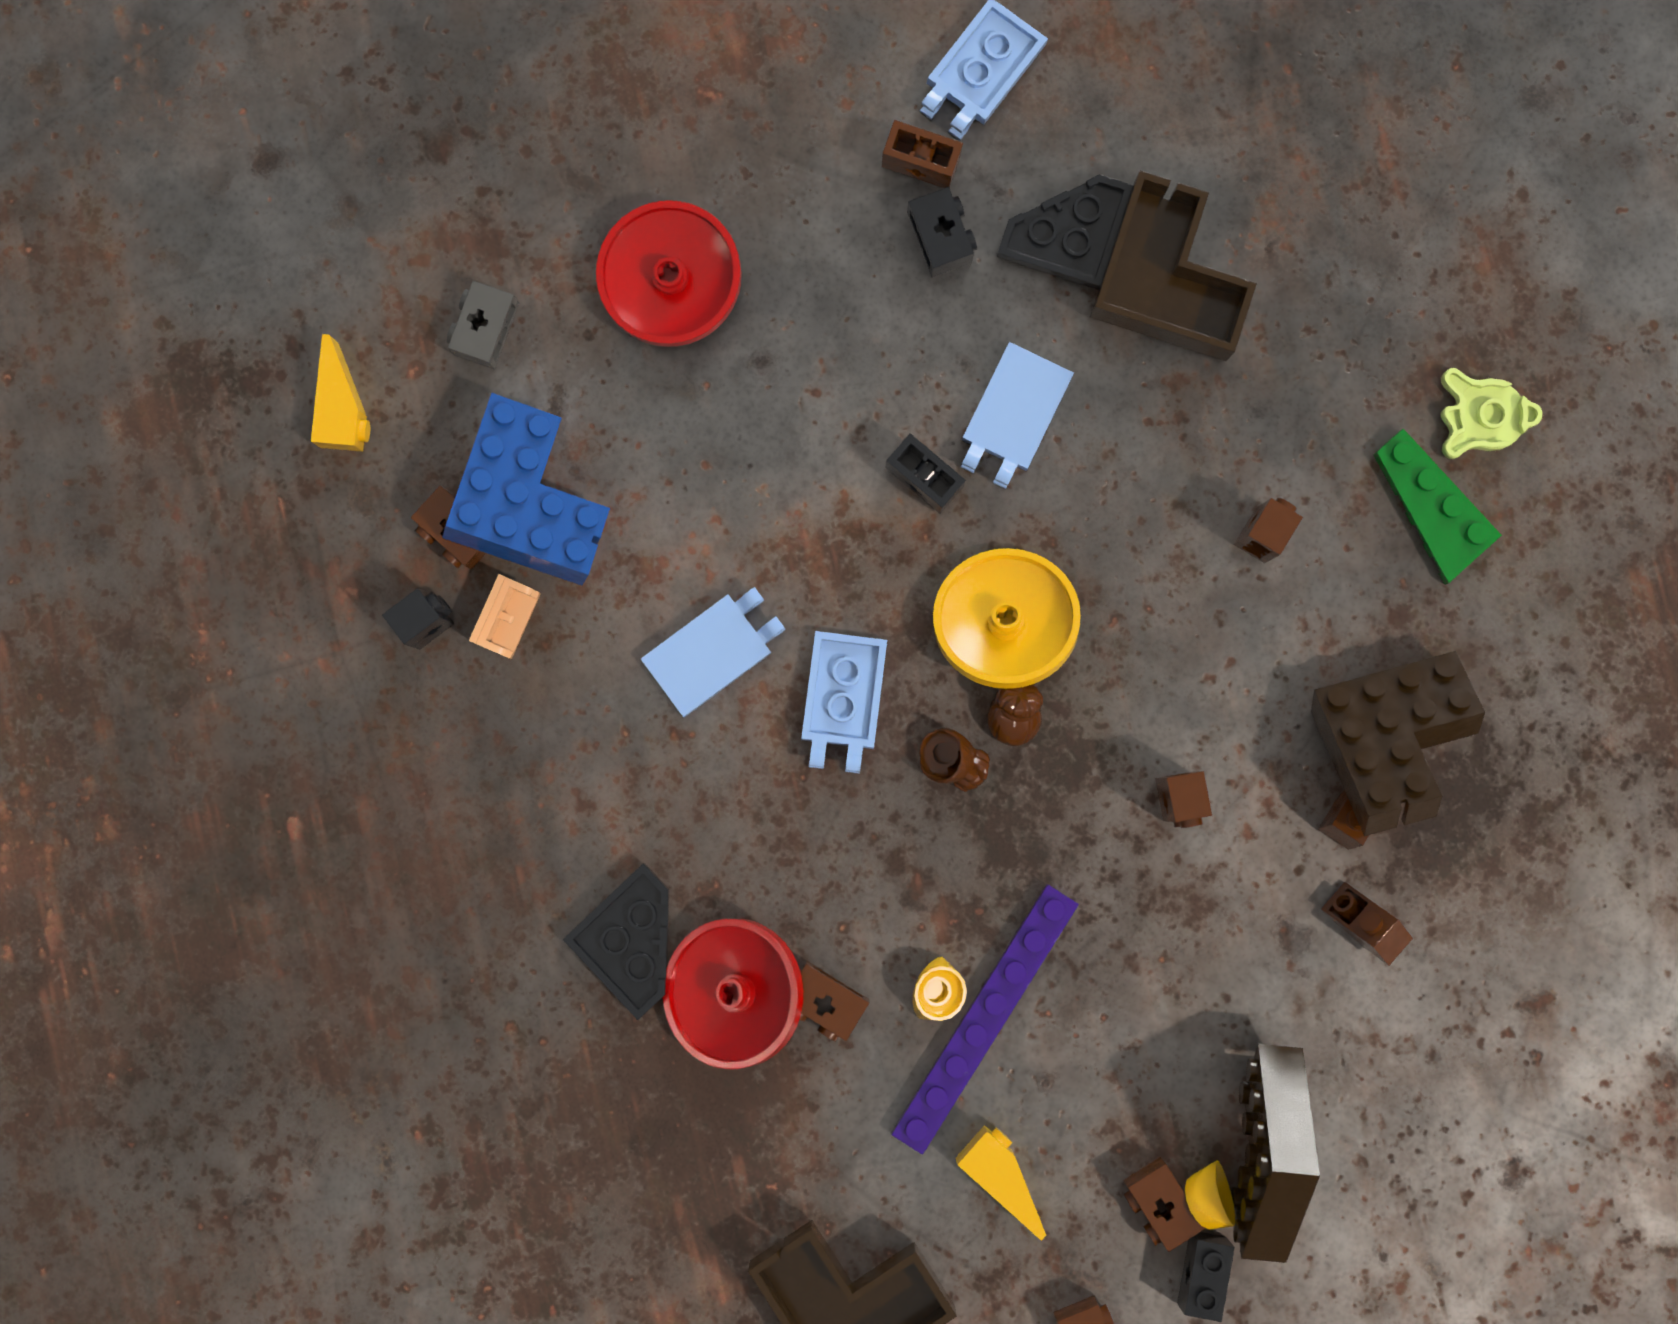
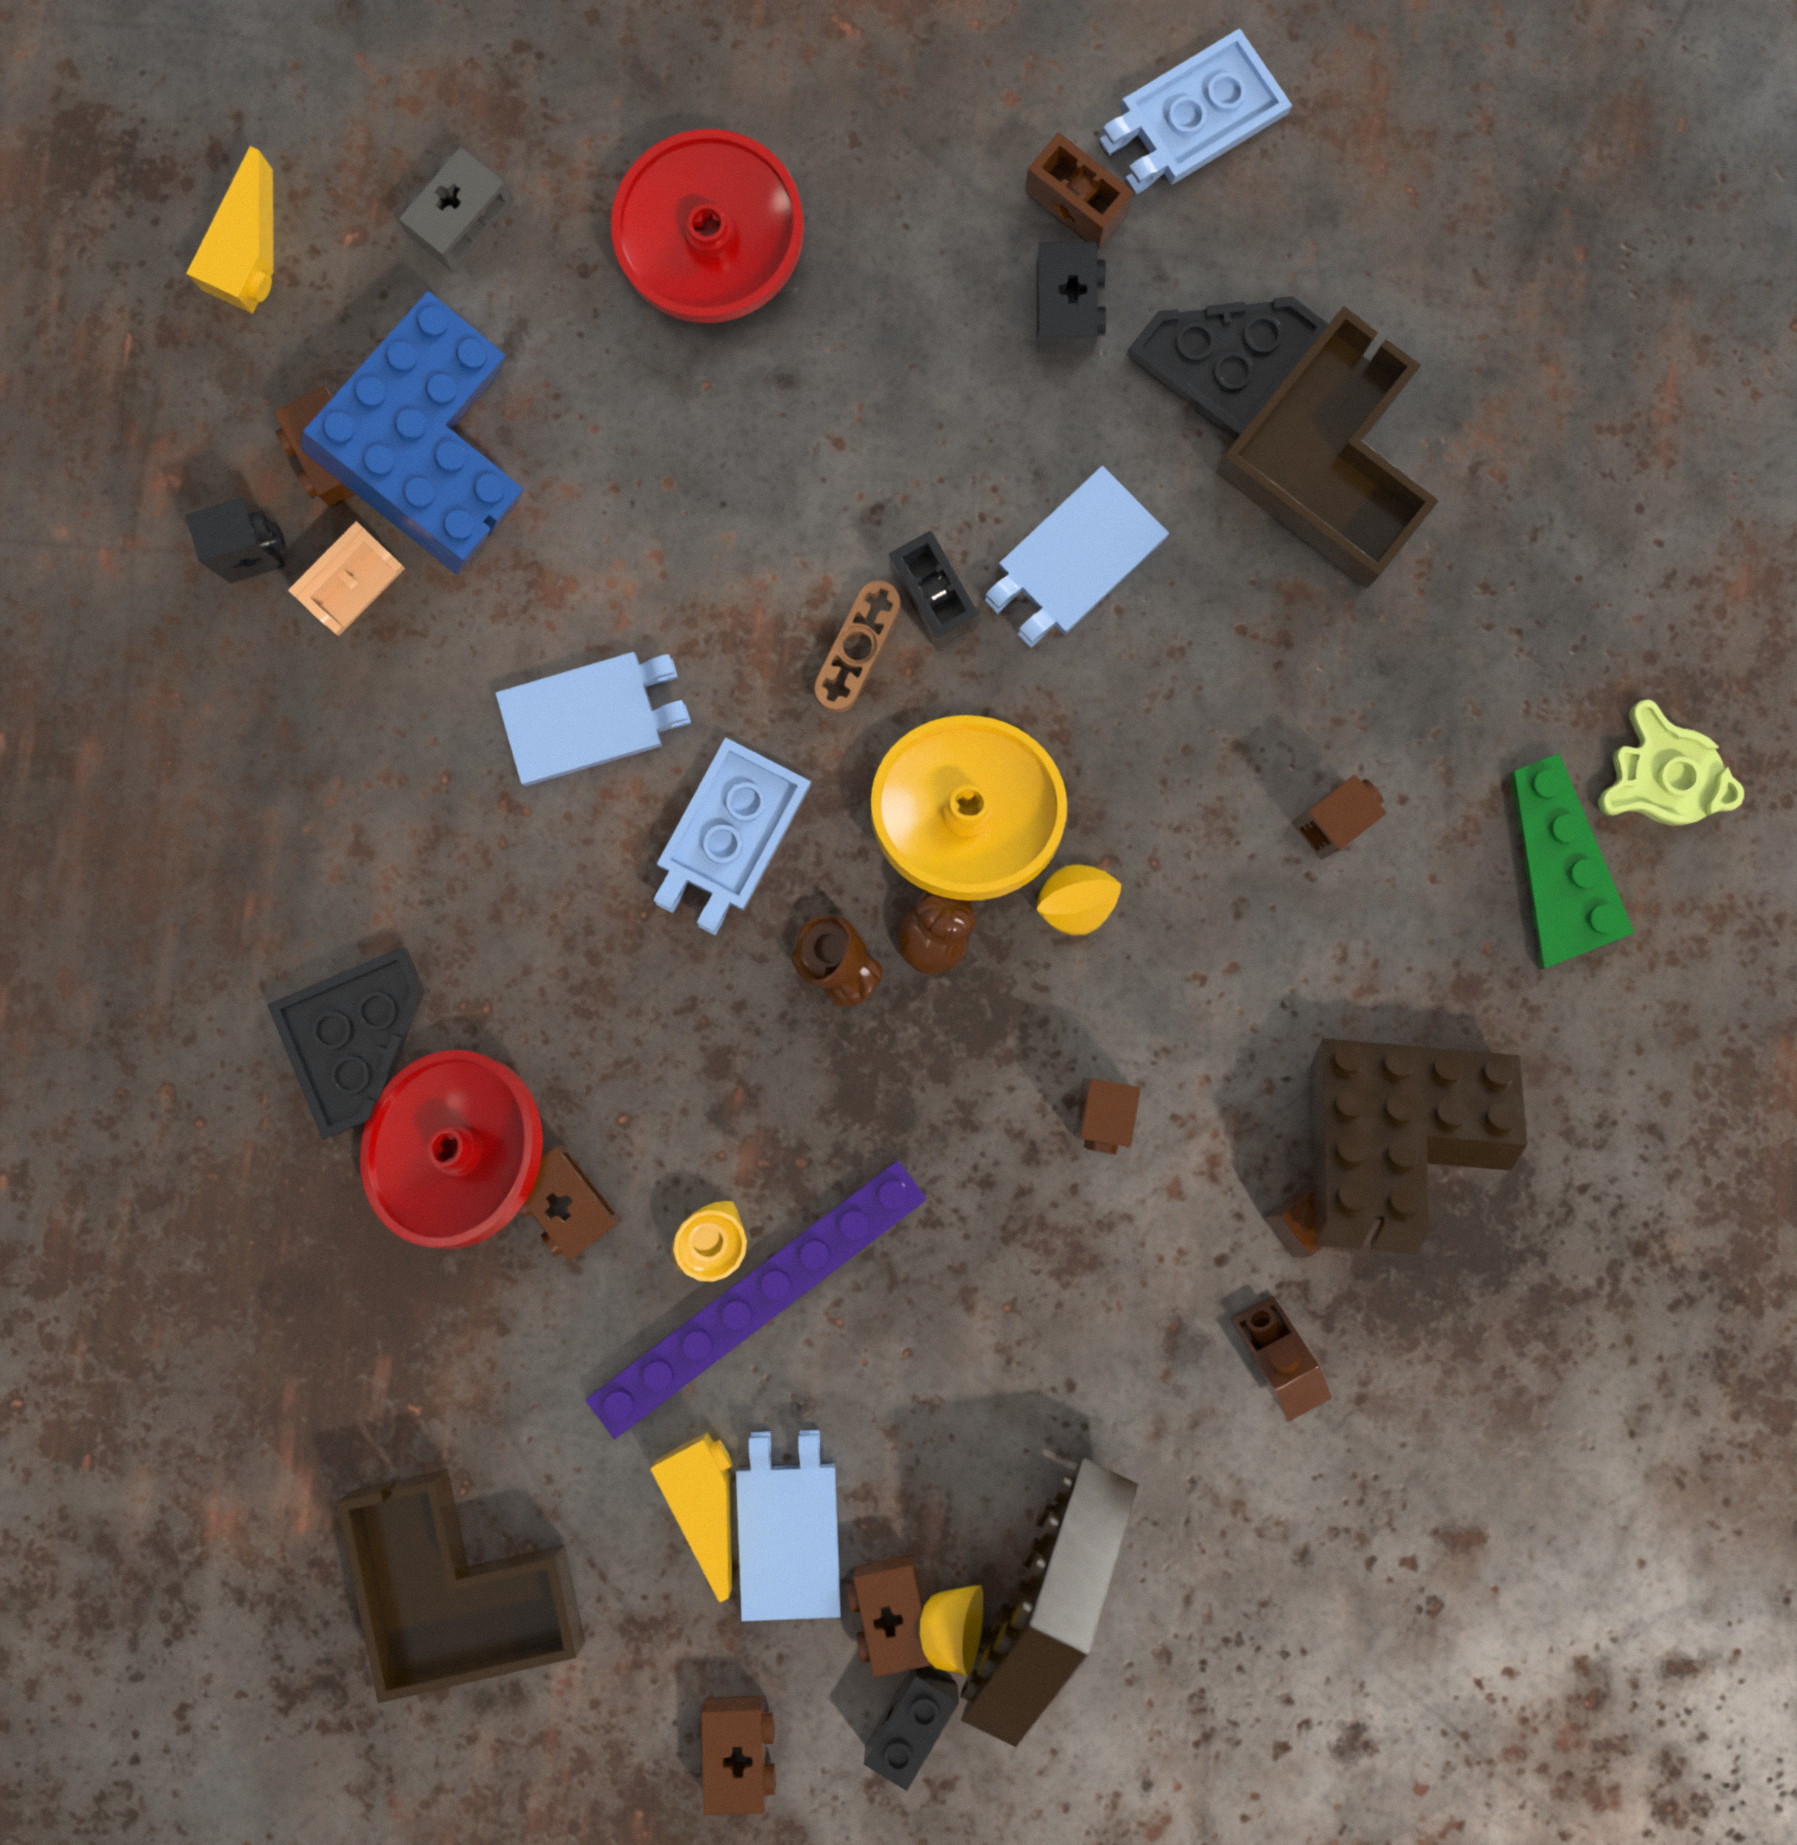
camera: 25 degrees right, 0 degrees up
(896, 507) = (861, 609): none -> medium nougat beam
(1069, 1175) = (788, 1534): none -> light blue tile
(1105, 653) = (1078, 899): none -> yellow piece

